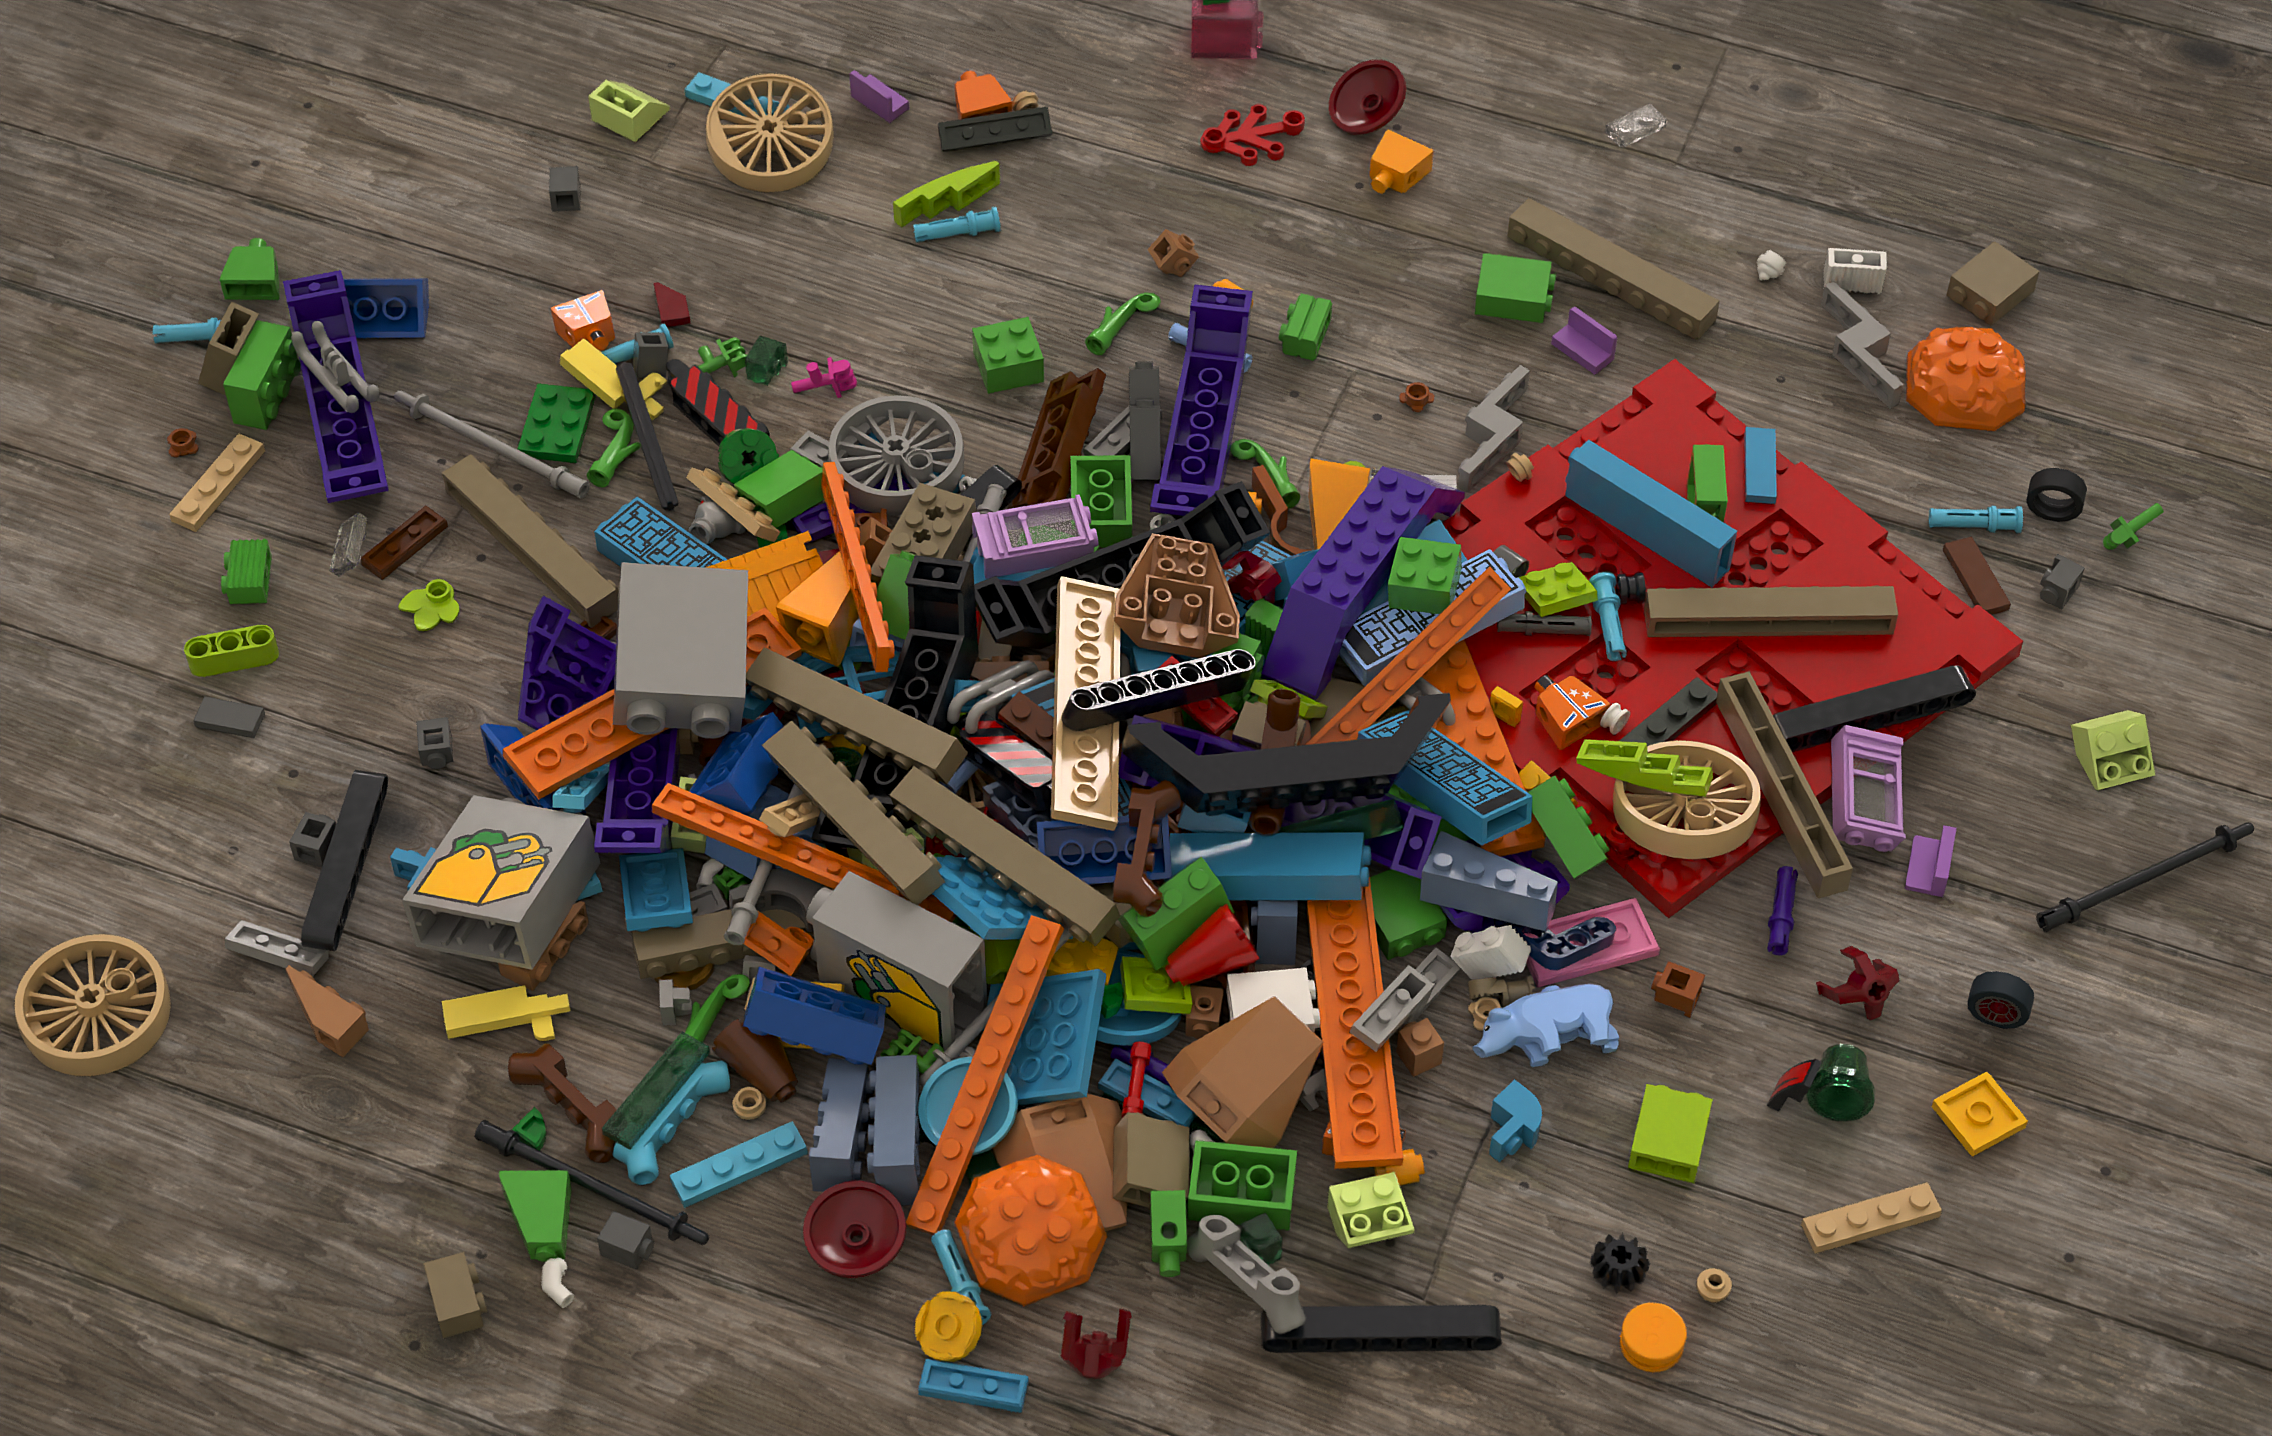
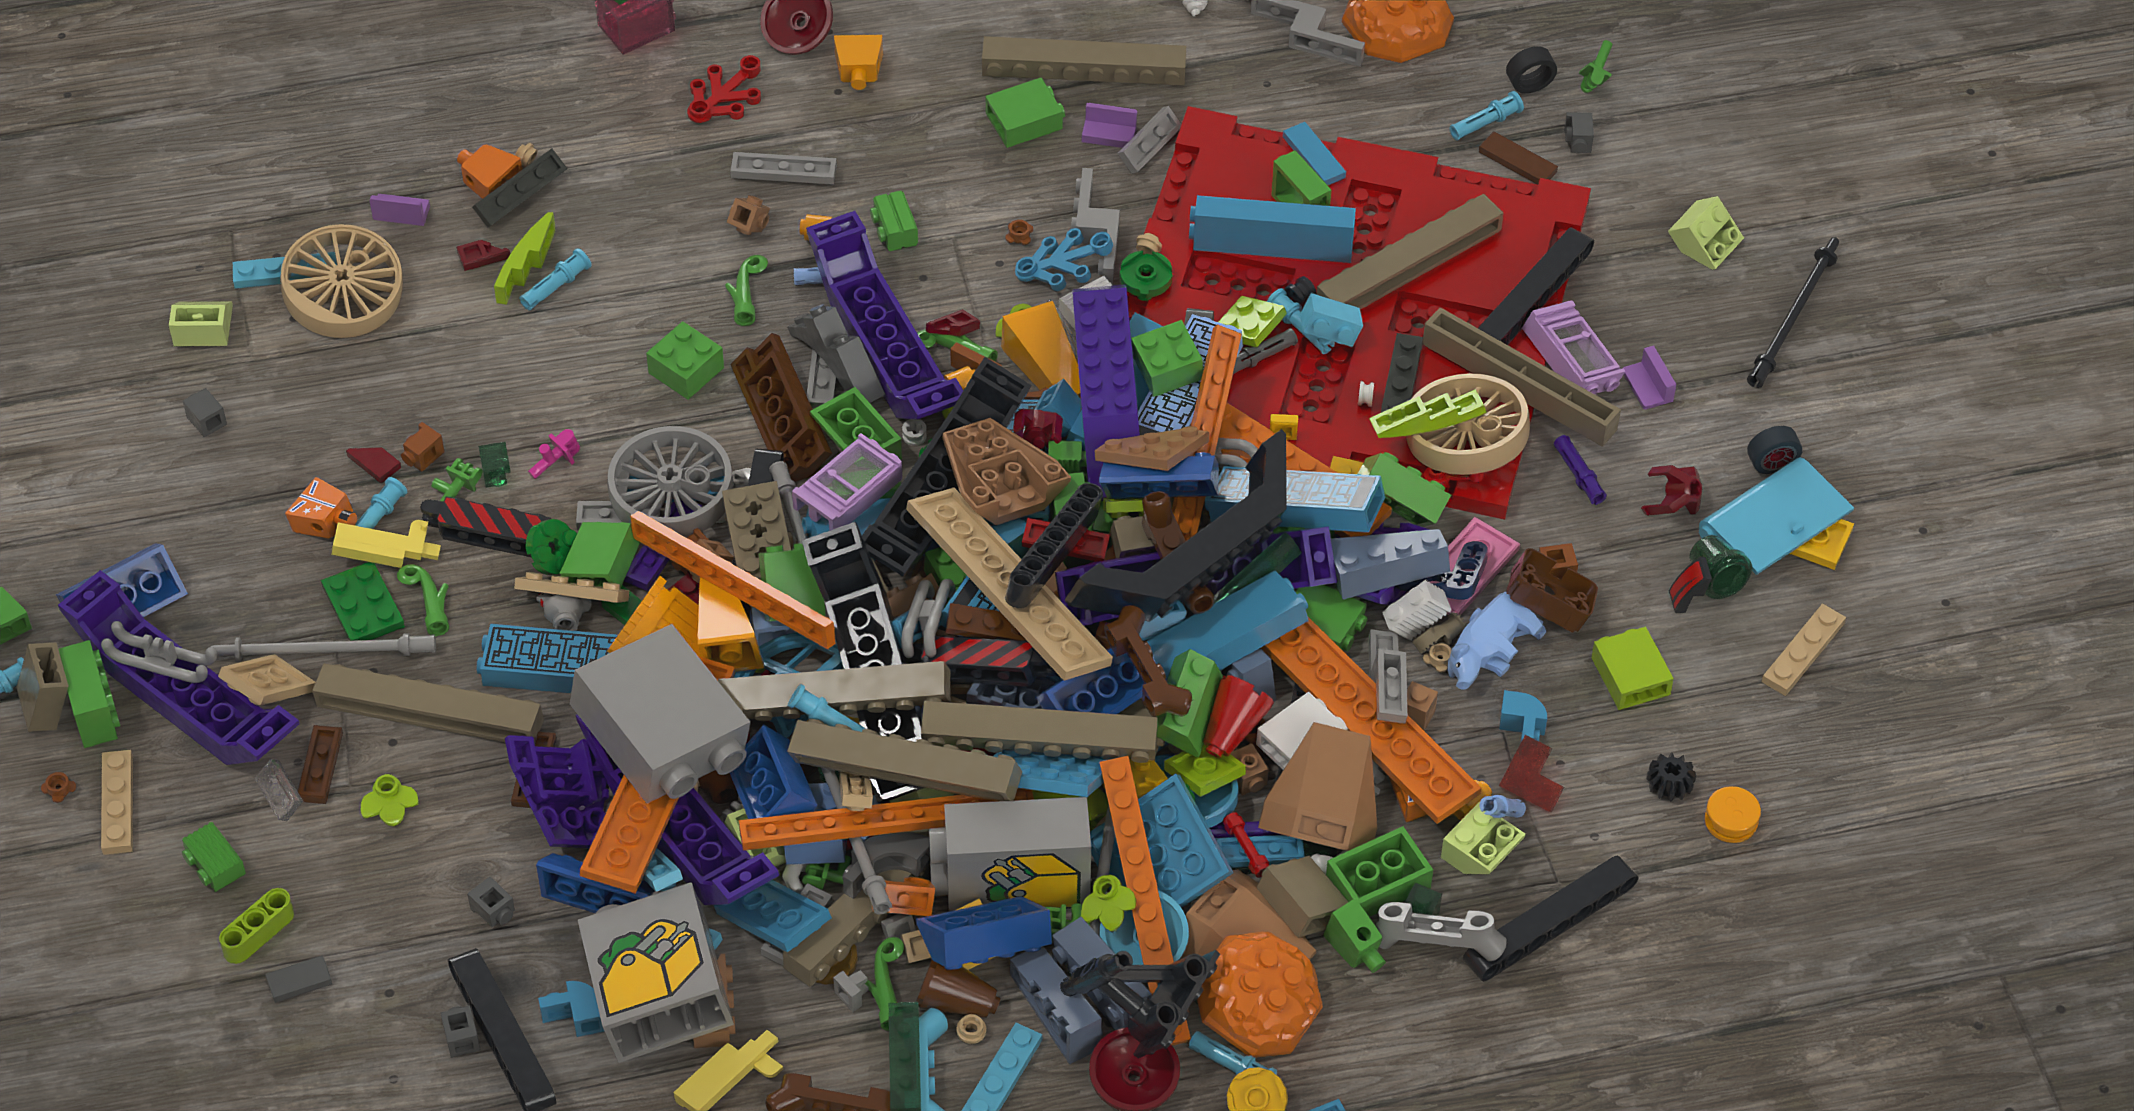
camera: 35 degrees left, 0 degrees up
(410, 441) = (266, 680): none -> tan plate
(647, 436) = (452, 573): black axle -> none
(650, 353) = (400, 507): dark grey brick -> none
(717, 314) = (422, 447): none -> dark orange brick
(820, 722) = (819, 710): none -> medium azure pin
(912, 170) = (480, 254): none -> dark red tile
(915, 1179) = (1151, 1019): none -> black plate
(950, 1055) = (1108, 906): none -> lime plate
(1094, 1353) = (1376, 1053): dark red piece -> none
(1246, 228) = (783, 168): none -> light grey plate
(1280, 449) = (954, 324): none -> dark red tile
(1325, 683) = (1189, 478): none -> blue slope
(1334, 653) = (1153, 450): none -> medium nougat plate
(1398, 435) = (1034, 267): none -> dark azure plant
(1403, 1186) = (1502, 806): none -> light blue pin
(1469, 1176) = (1524, 775): none -> clear red plate
(1495, 507) = (1146, 286): none -> green plate
(1568, 709) = (1328, 404): orange torso -> none
(1613, 372) = (1150, 139): none -> light grey plate
(1619, 998) = (1573, 595): none -> reddish brown axle
(1634, 628) = (1331, 320): none -> medium azure brick
(1714, 1293) = (1738, 761): tan plate -> none
(1949, 1067) = (1778, 514): none -> medium azure door

